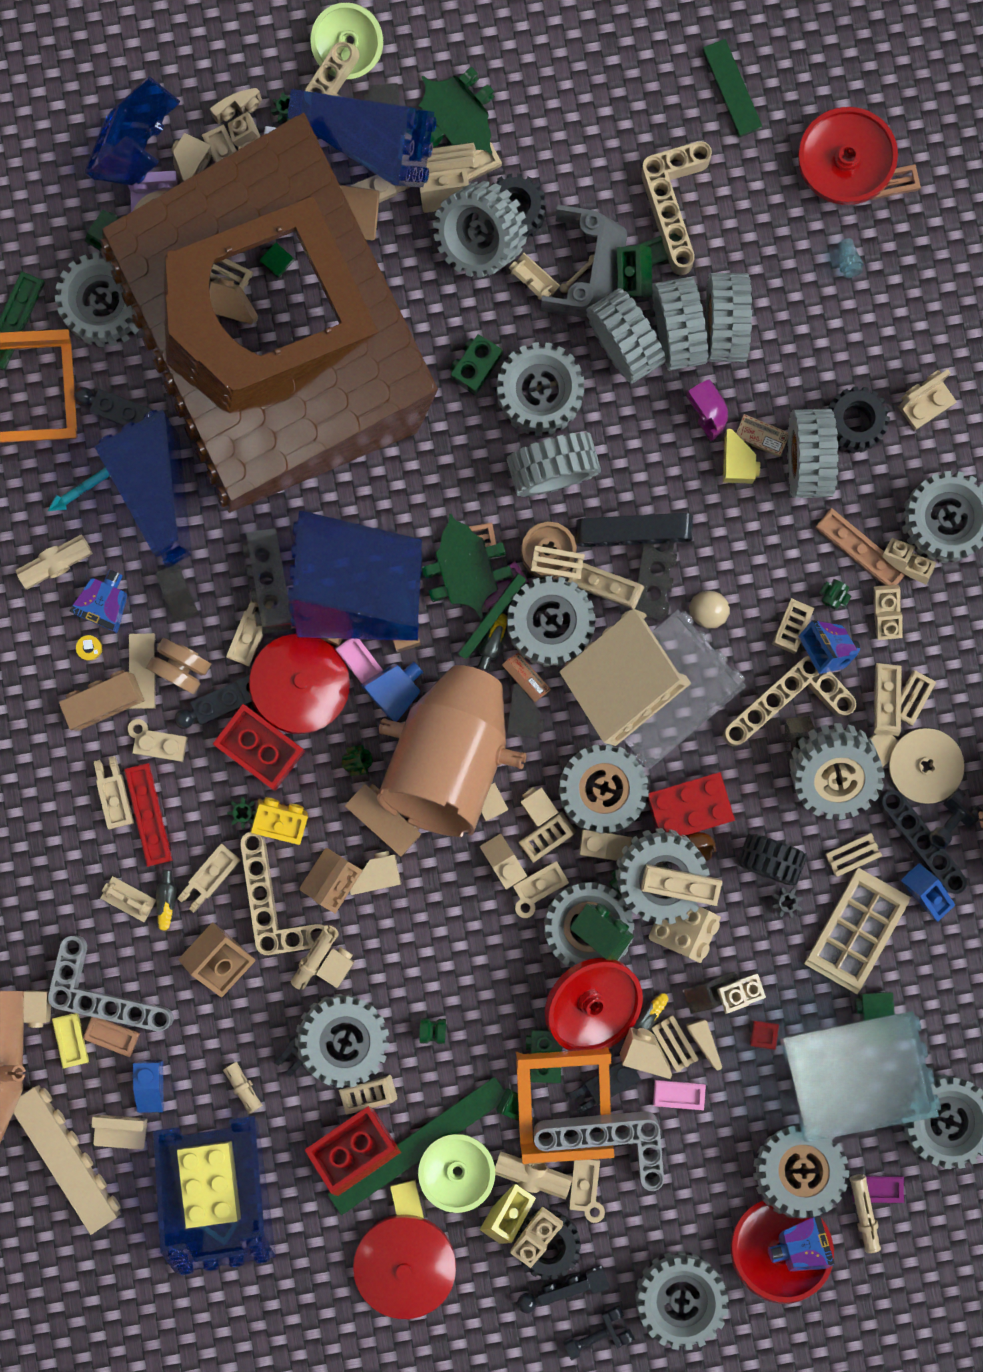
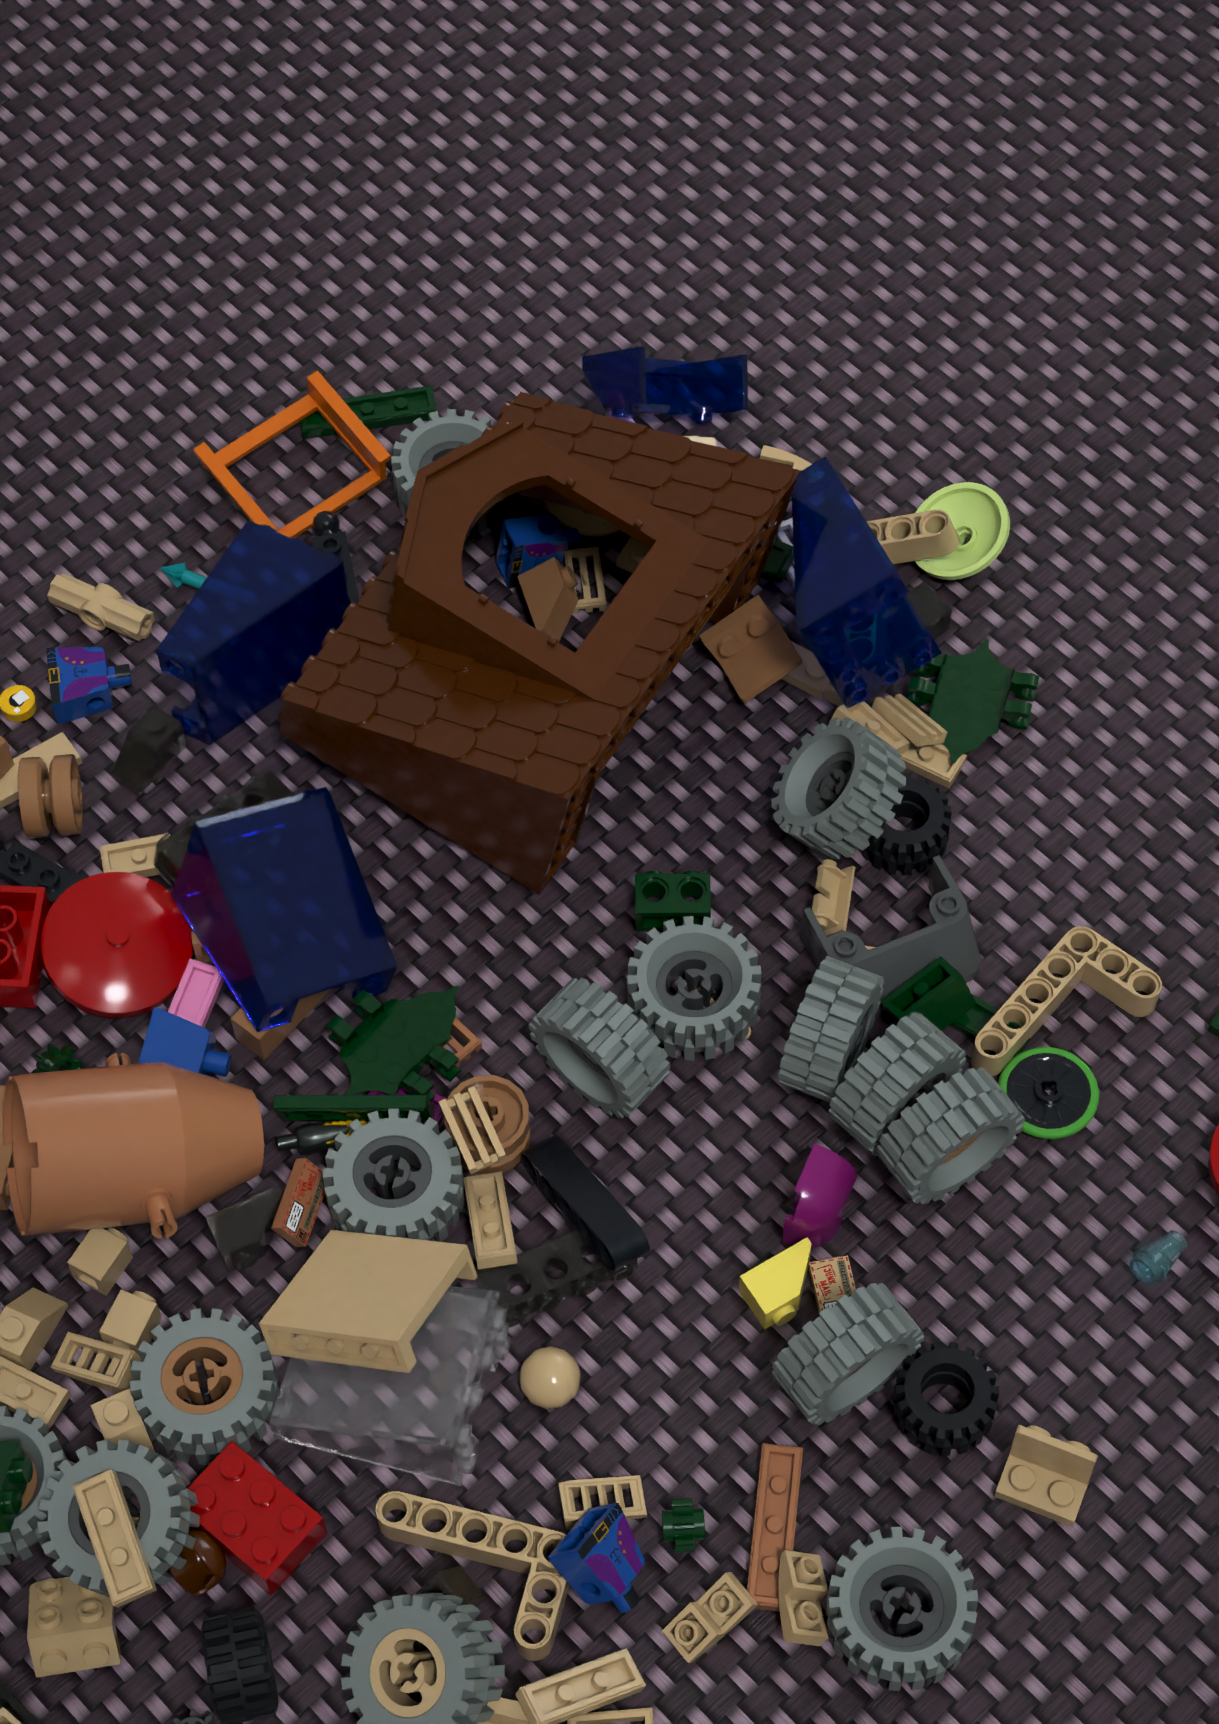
camera: 60 degrees right, 25 degrees down
(730, 234) = (1055, 1070): none -> black wheel

